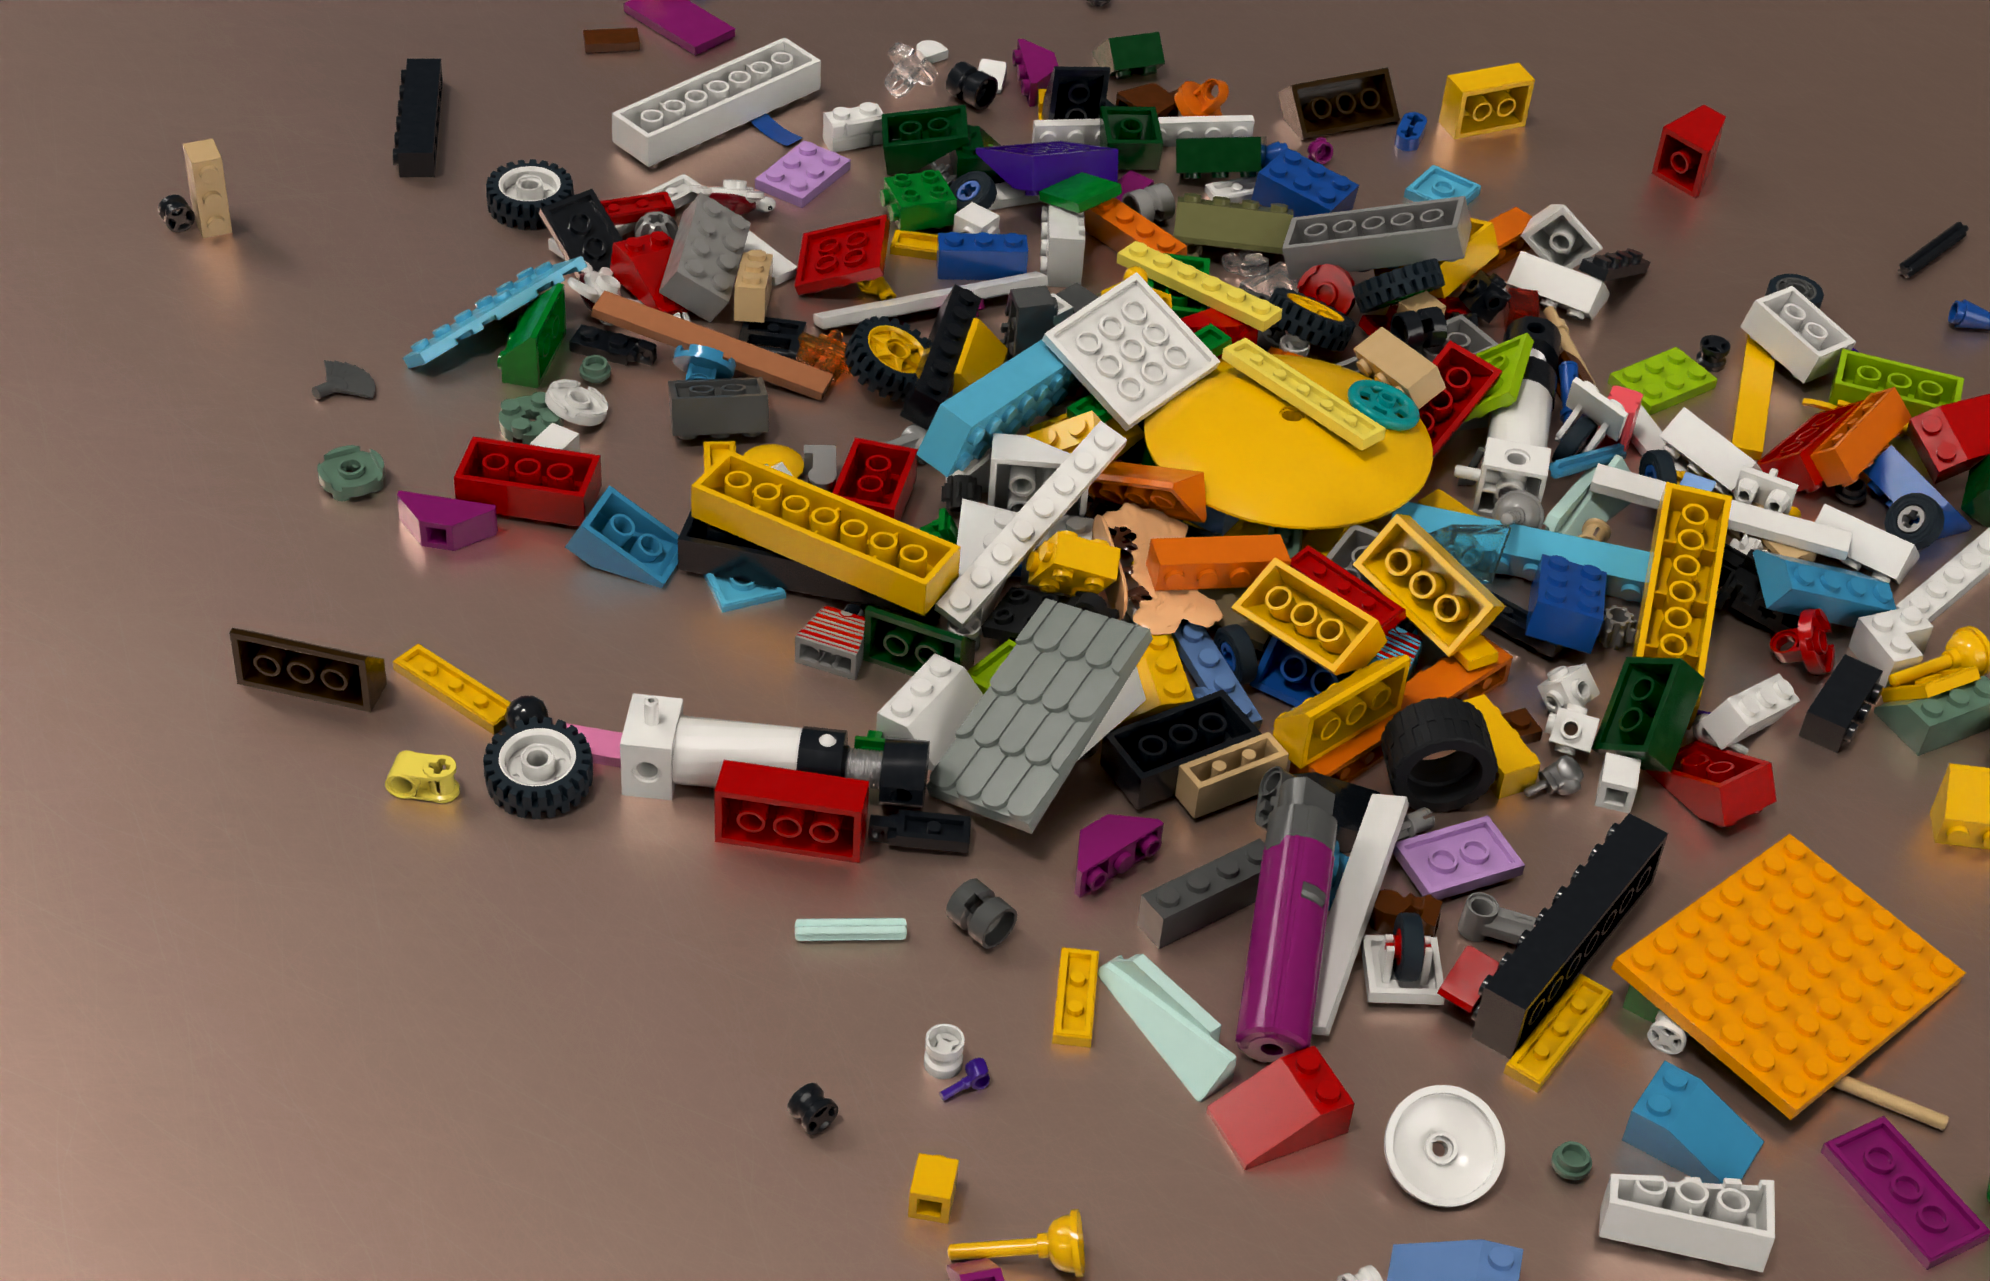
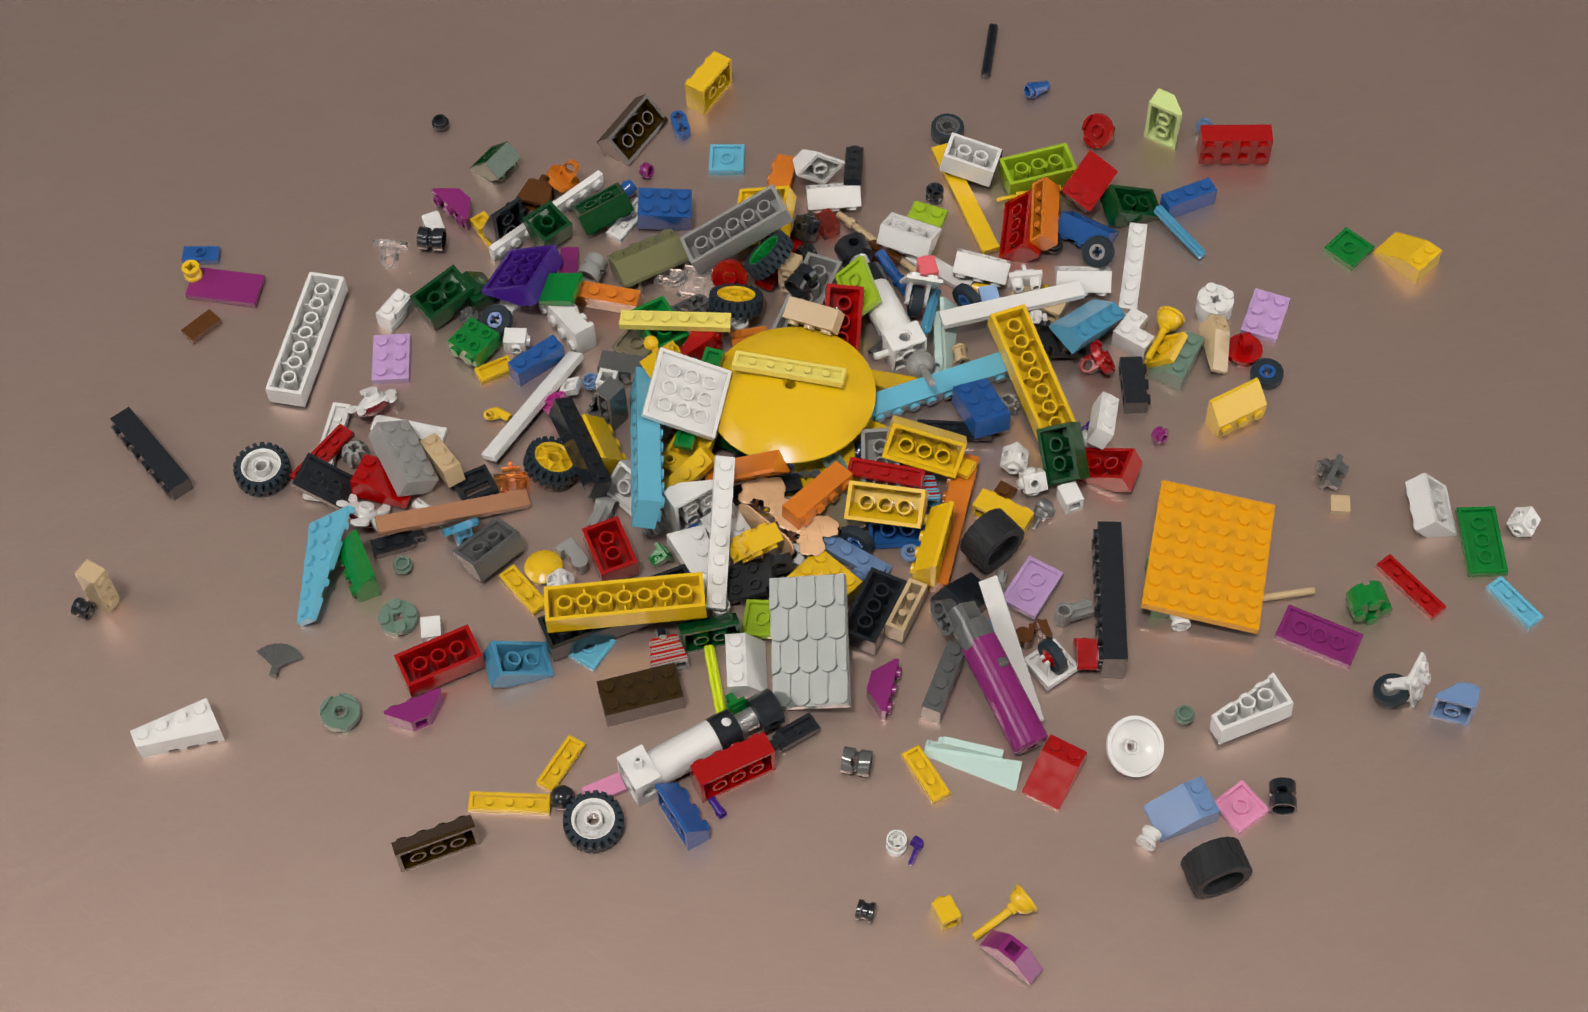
camera: 30 degrees left, 15 degrees up
(141, 379) = (178, 730): none -> white wedge
(420, 776) = (542, 864): light yellow piece -> none
(572, 682) = (561, 763): none -> yellow tile
(576, 403) = (414, 601): white tile -> none
(666, 827) = (682, 814): none -> blue slope
(726, 861) = (719, 811): none -> dark purple piece
(753, 663) = (641, 694): none -> dark brown brick
(774, 130) = (349, 336): blue sticker -> none
(842, 255) = (467, 407): red plate -> none
(850, 929) = (803, 808): light aqua axle -> none
(889, 687) = (714, 677): none -> neon yellow axle
(931, 50) = (384, 223): white tile -> none
(996, 306) = (571, 386): none -> white plate
(1384, 404) = (826, 347): teal plate -> none
(1475, 547) = (921, 407): clear light blue slope -> none
(1558, 1032) = (1136, 670): yellow tile -> none
(1623, 362) = (908, 235): none -> white slope
(1689, 149) = (835, 57): red slope -> none
(1691, 1128) = (1221, 665): dark azure slope -> none
(1832, 778) = (1159, 435): none -> magenta plate

